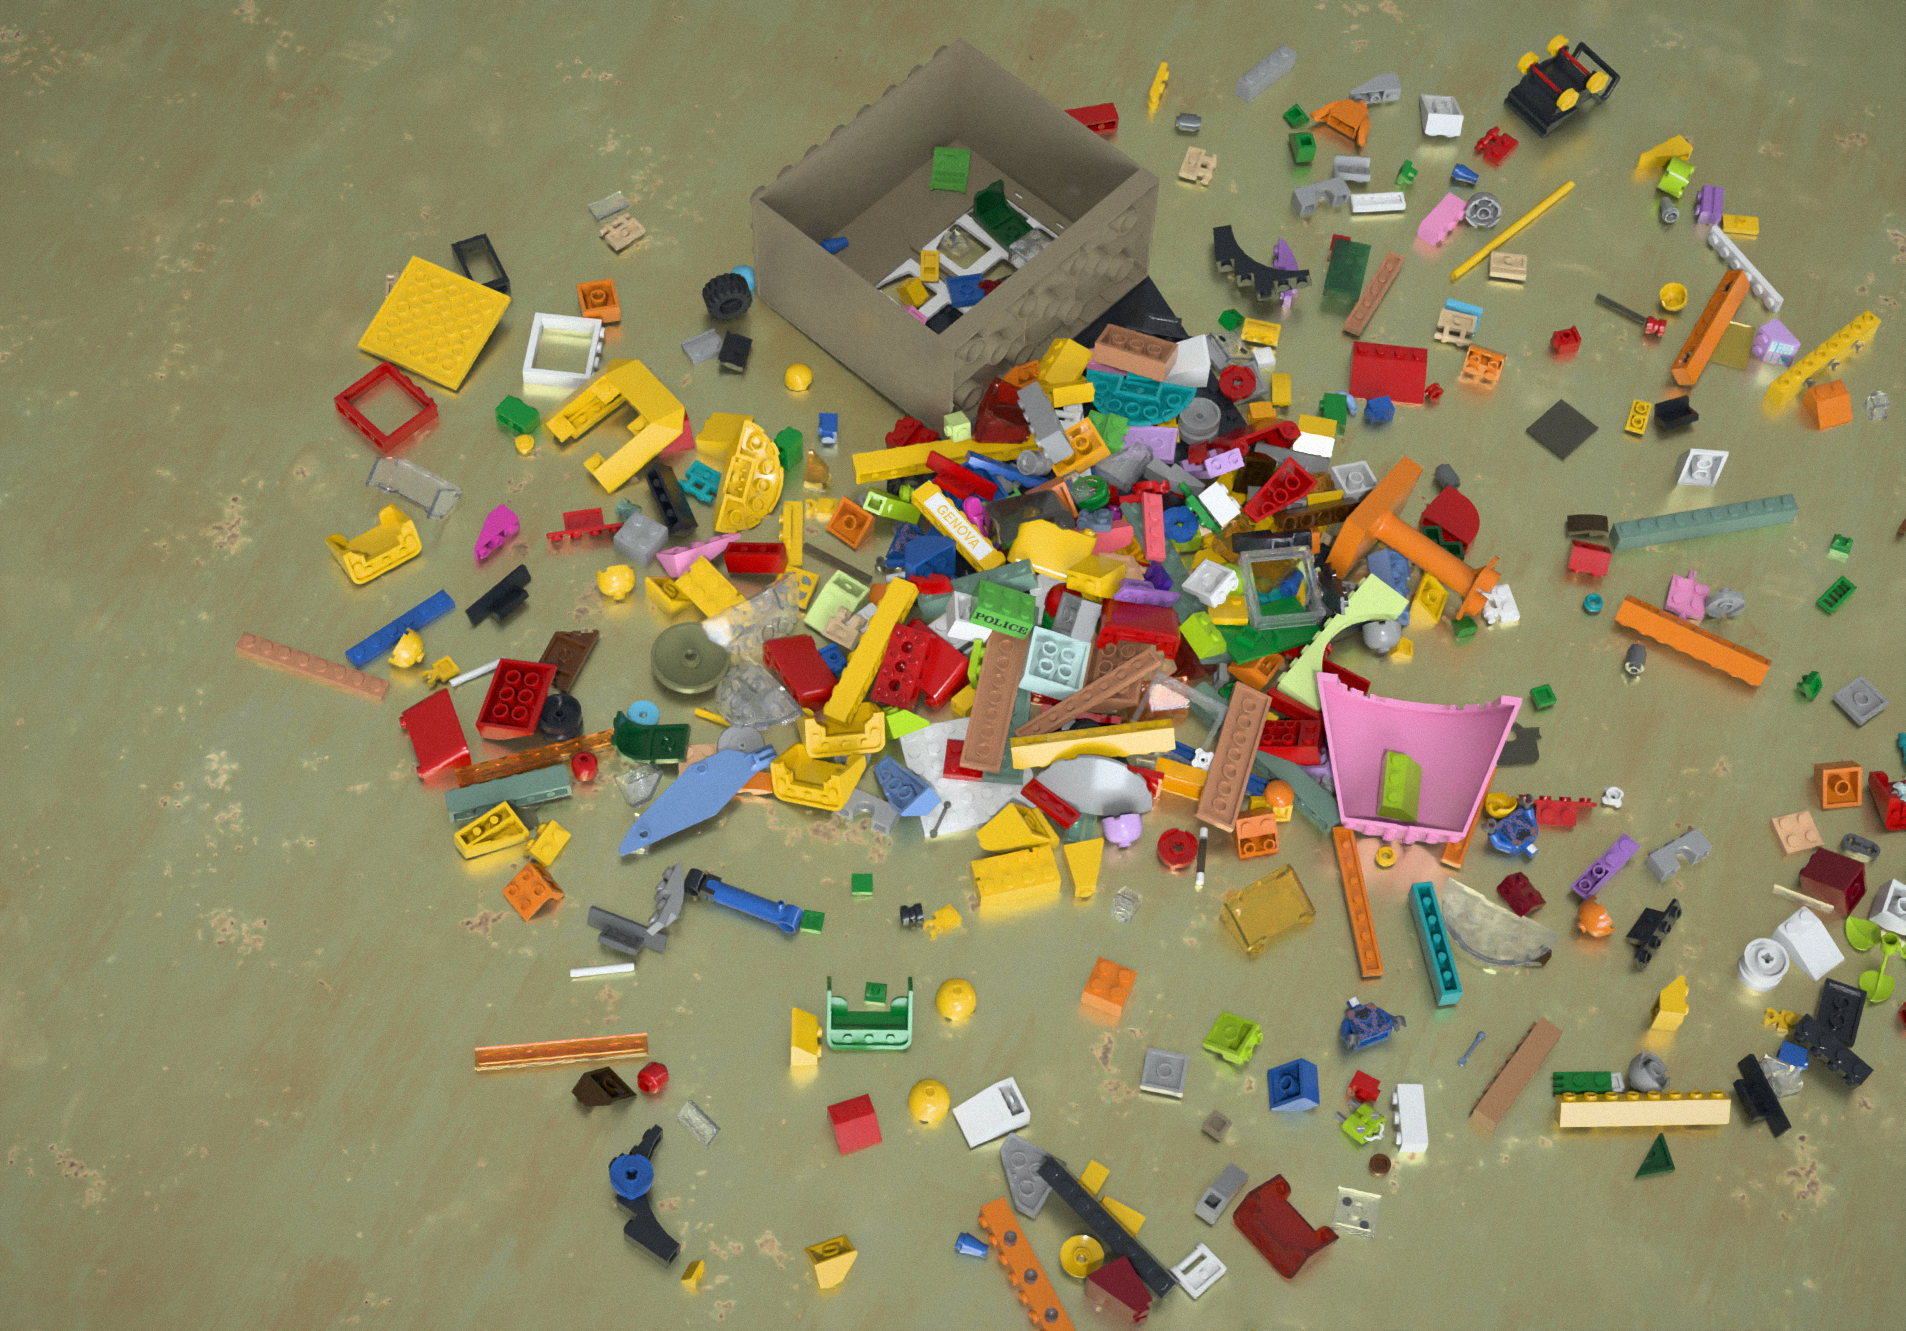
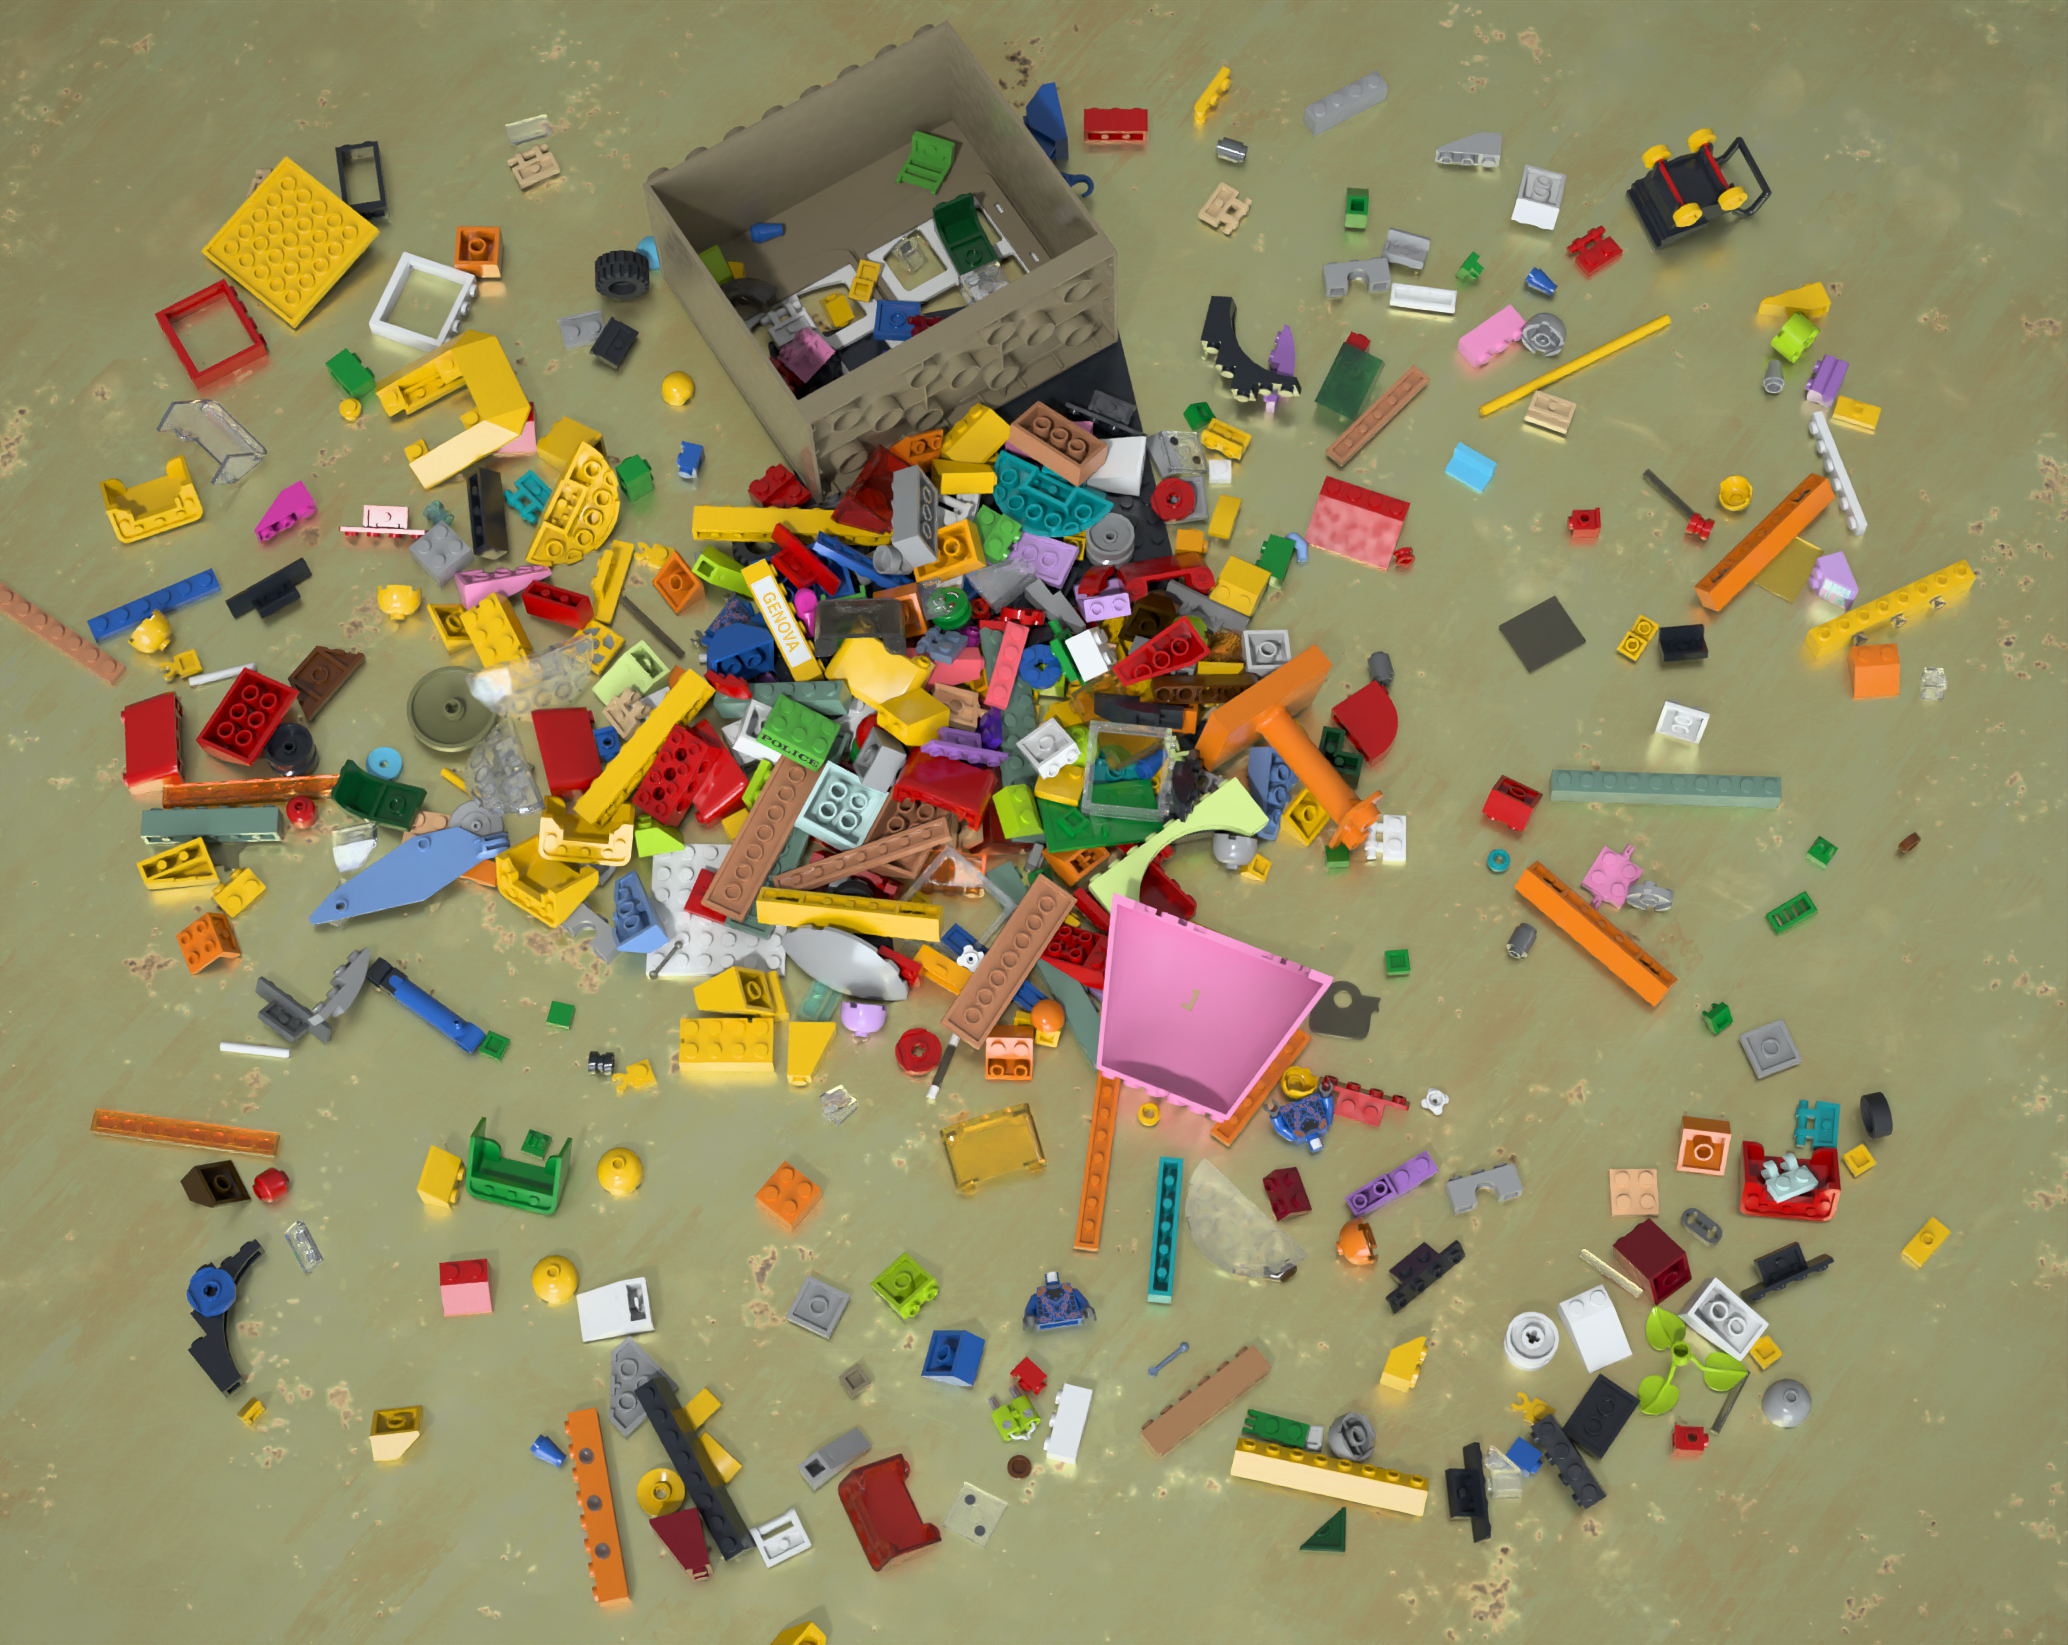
camera: 20 degrees right, 10 degrees up
(816, 474) = (658, 514): clear yellow slope -> none
(905, 492) = (744, 561): lime plate -> none
(957, 427) = (820, 497): yellowish green brick -> none
(1051, 804) = (791, 970): red plate -> none
(1296, 115) = (1366, 164): green slope -> none
(1346, 117) = (1424, 180): orange torso -> none
(1379, 409) = (1330, 566): blue brick -> none
(1399, 787) = (1187, 1039): lime slope -> none
(1455, 322) = (1462, 474): tan plate -> none
(1484, 362) = (1476, 531): orange slope -> none
(1588, 523) = (1528, 761): dark brown slope -> none

